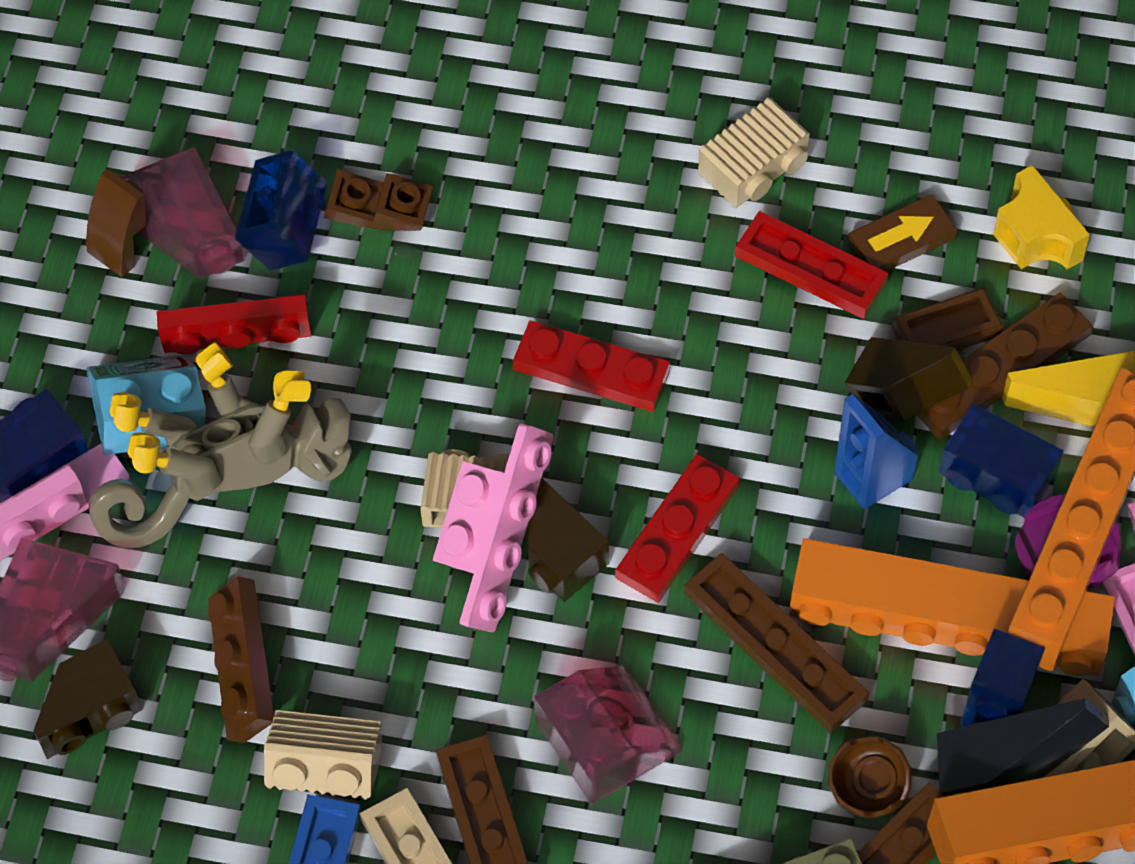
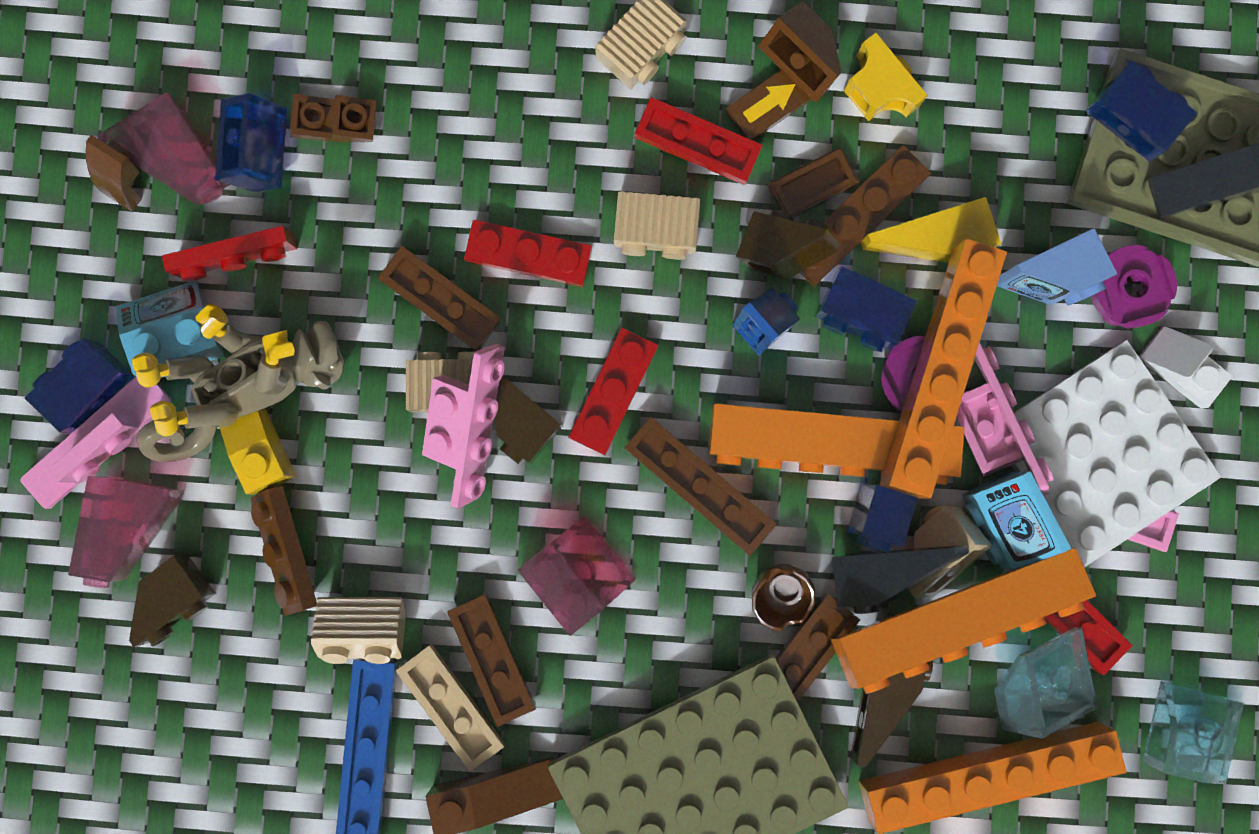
camera: 10 degrees left, 25 degrees up
(227, 539) = (257, 453): none -> yellow slope
(471, 395) = (439, 298): none -> reddish brown plate
(751, 344) = (656, 224): none -> tan brick
(943, 176) = (804, 50): none -> reddish brown slope

